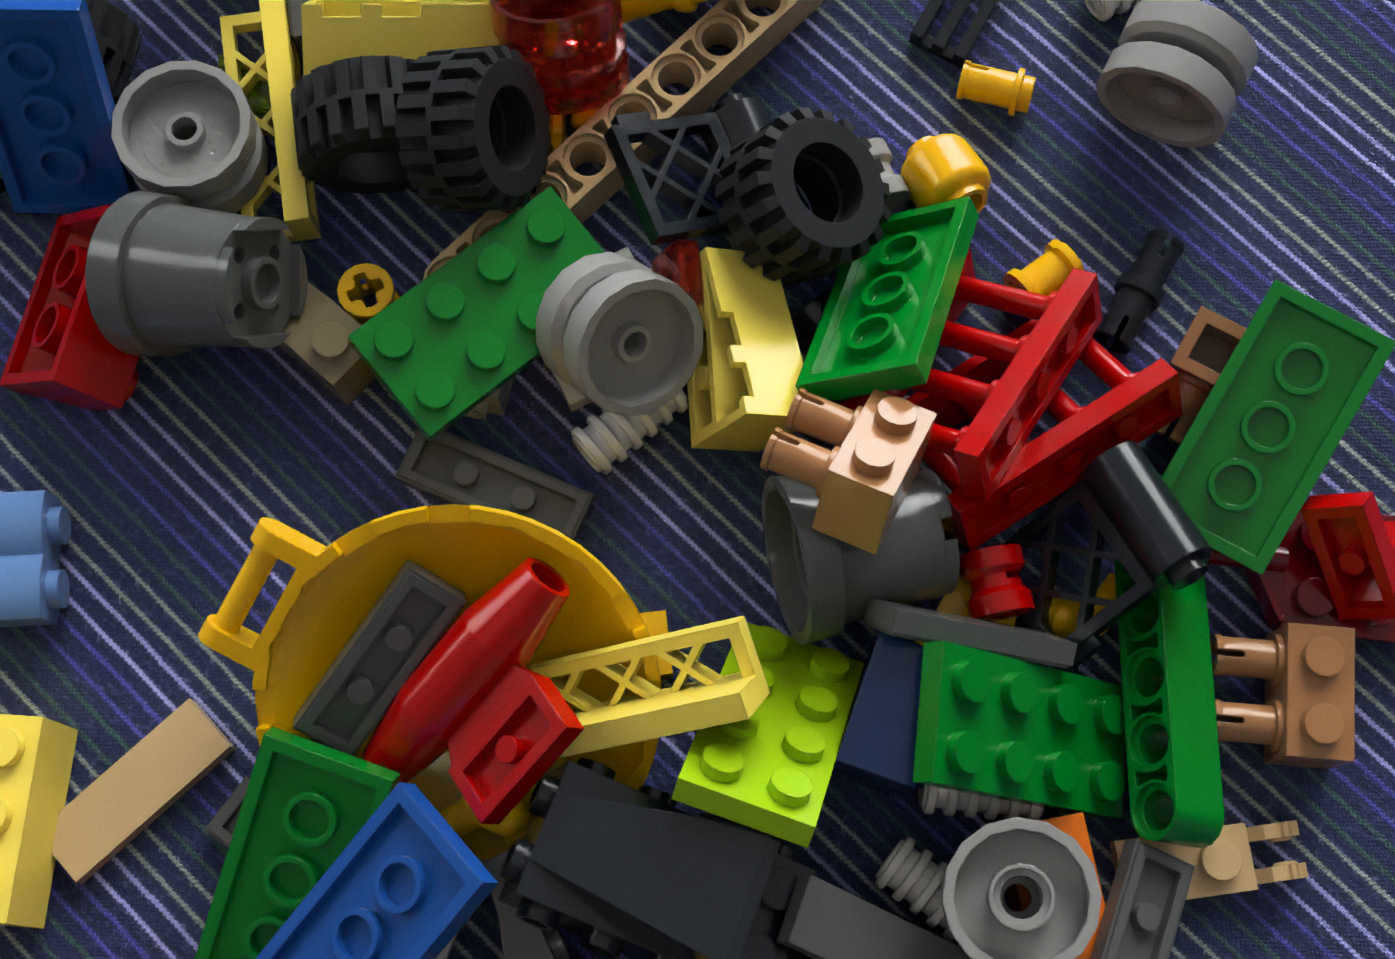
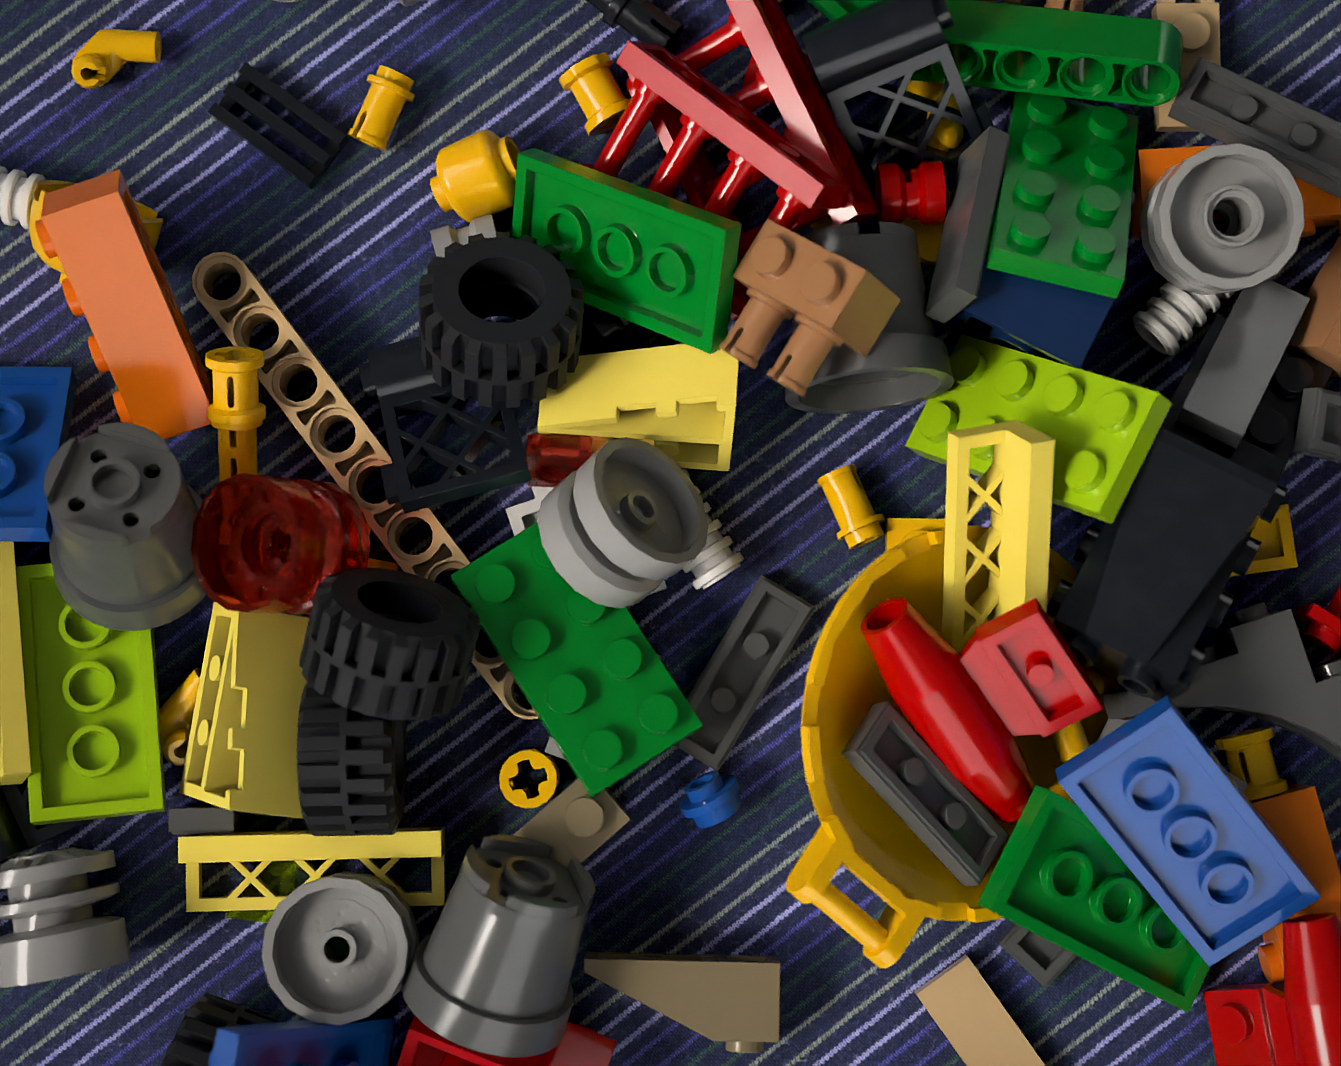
camera: 85 degrees left, 10 degrees up
(174, 490) = (709, 993): none -> dark tan slope
(366, 472) = (711, 799): none -> blue plate
(672, 573) = (851, 507): none -> yellow pin

